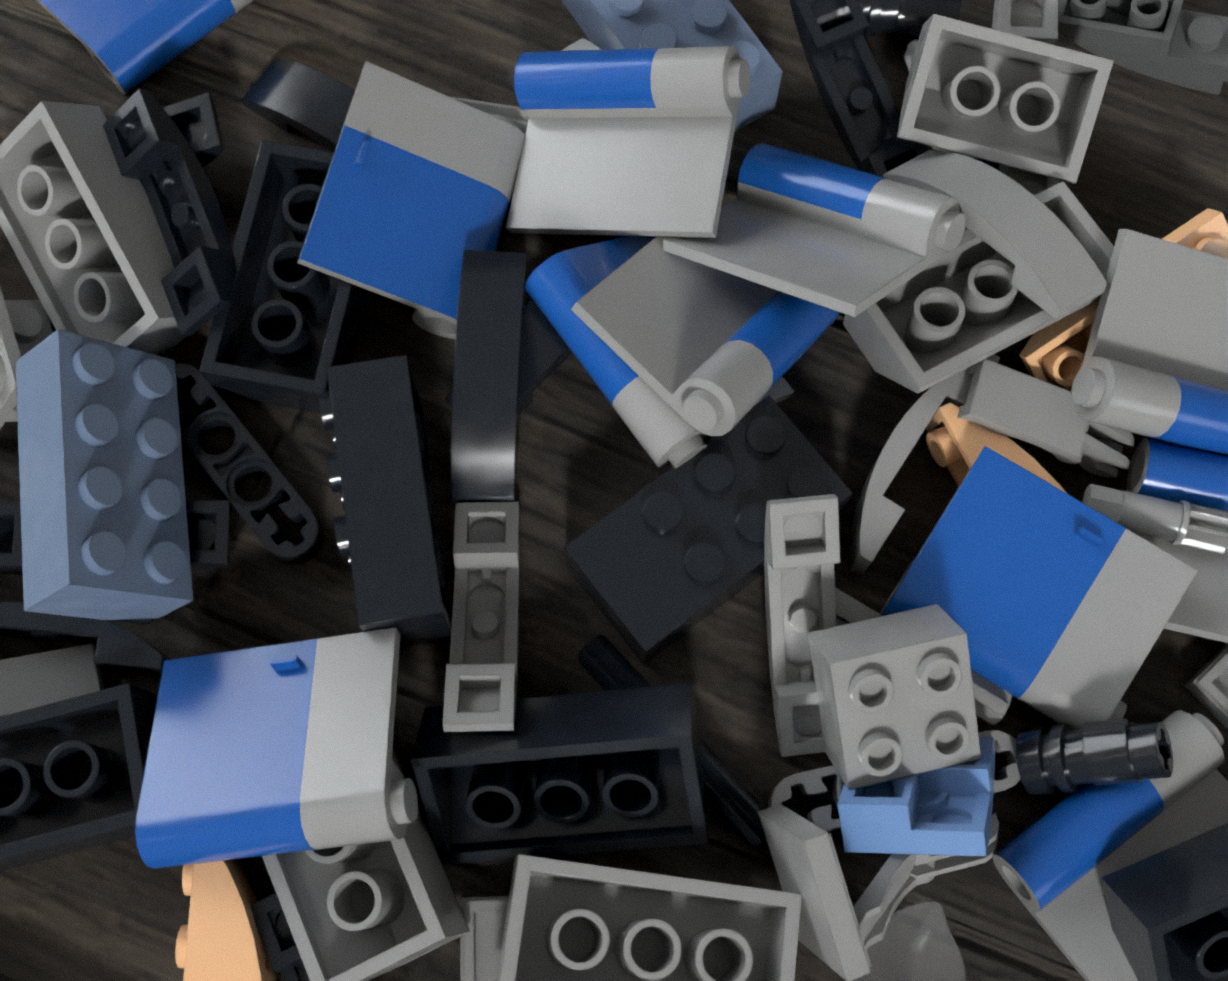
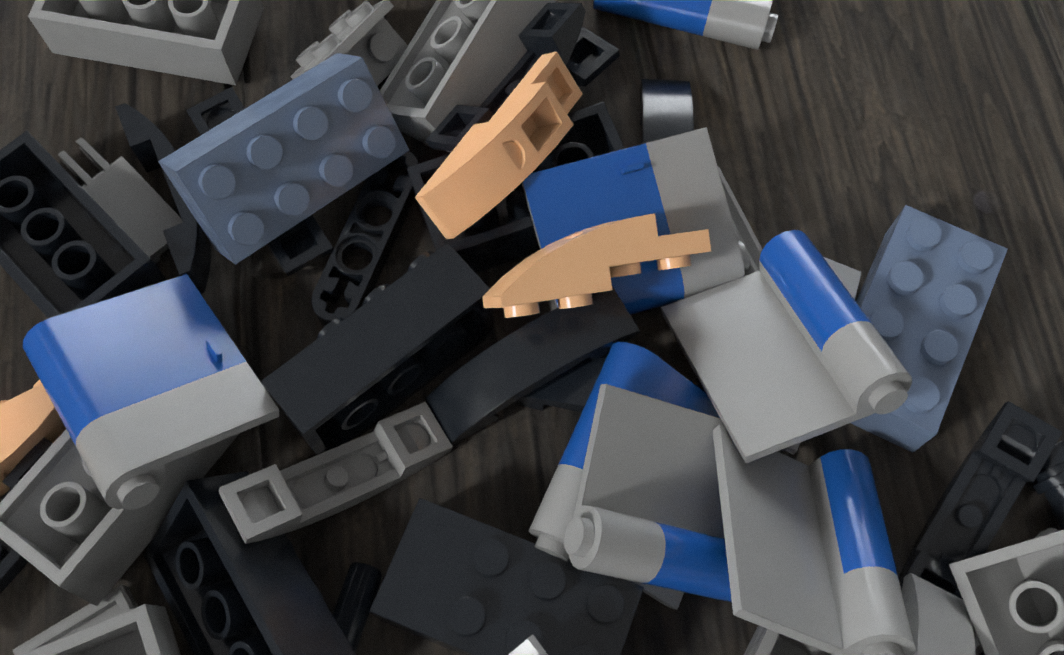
camera: 60 degrees right, 5 degrees down
(262, 258) = (504, 151): none -> light nougat slope
(436, 251) = (587, 262): none -> light nougat slope

